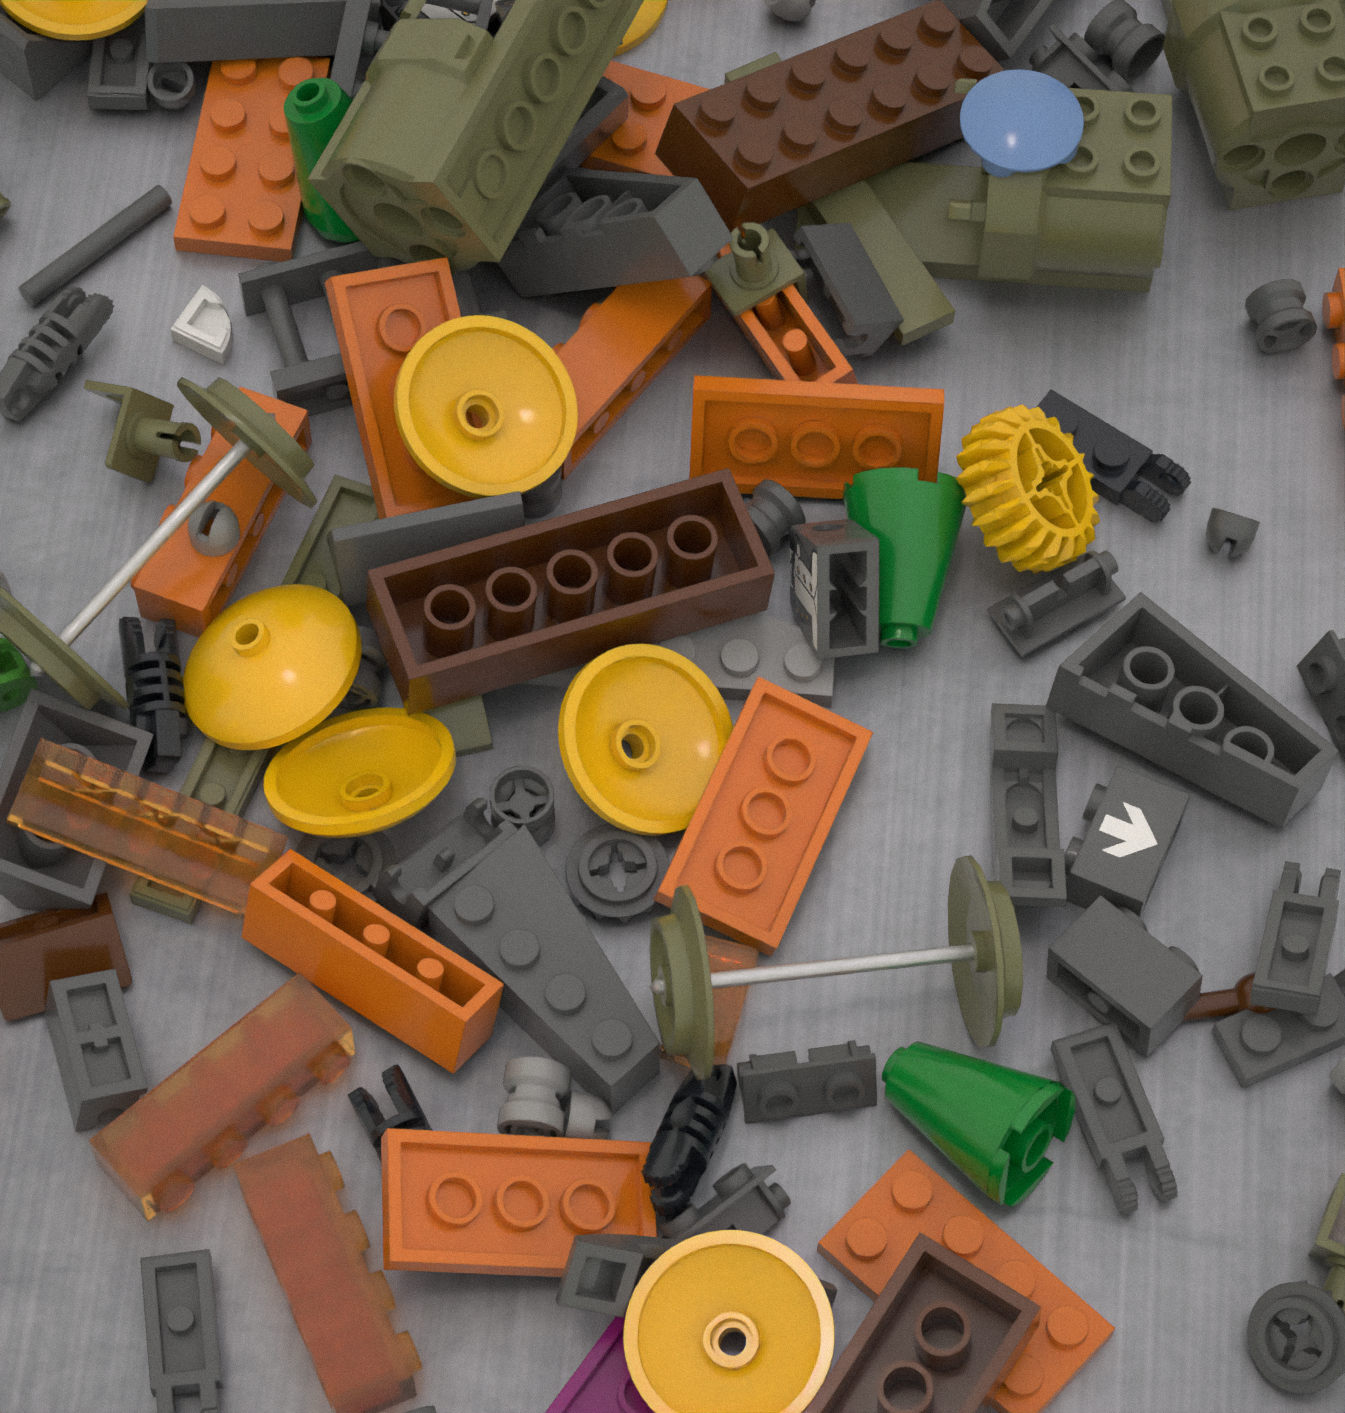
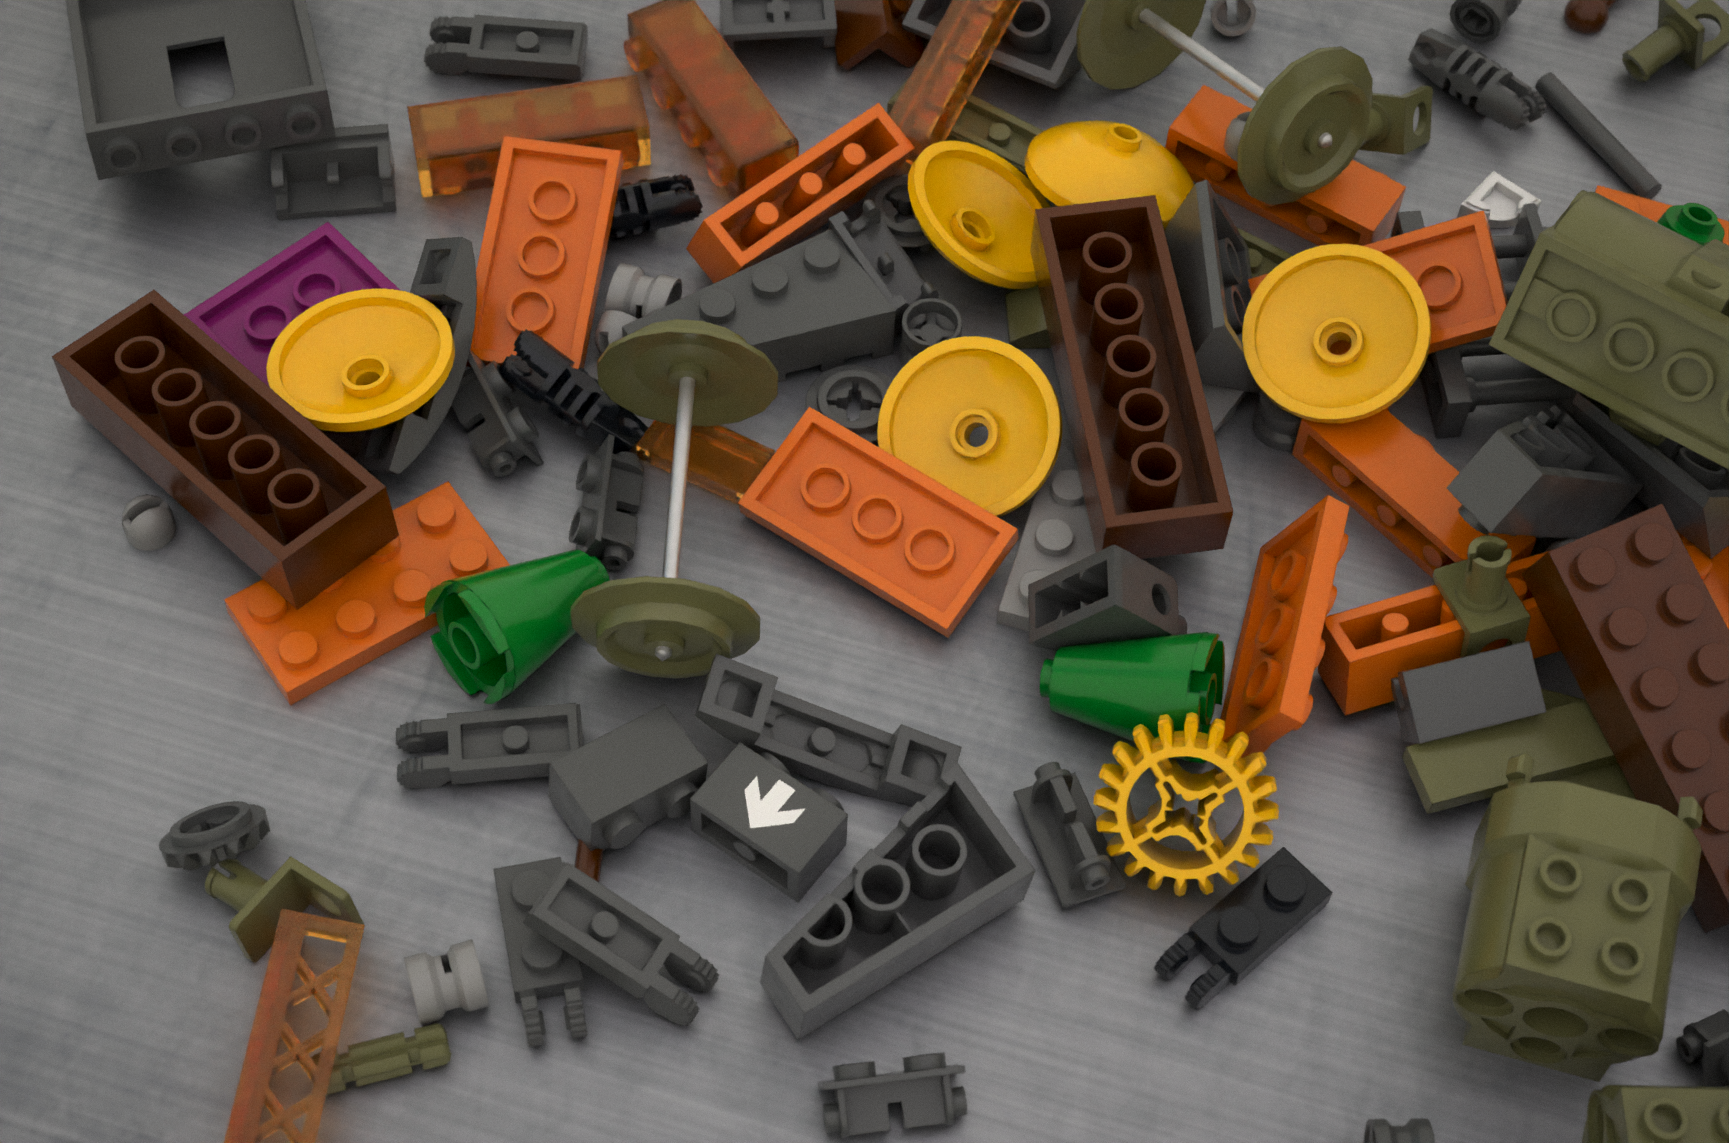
camera: 100 degrees right, 5 degrees down
(155, 690) = (1107, 102): black hinge -> none
(773, 513) = (1209, 591): dark grey wheel -> none
(1021, 122) = (1606, 812): medium blue dish -> none
(1233, 527) = (1128, 1029): dark grey hinge -> none

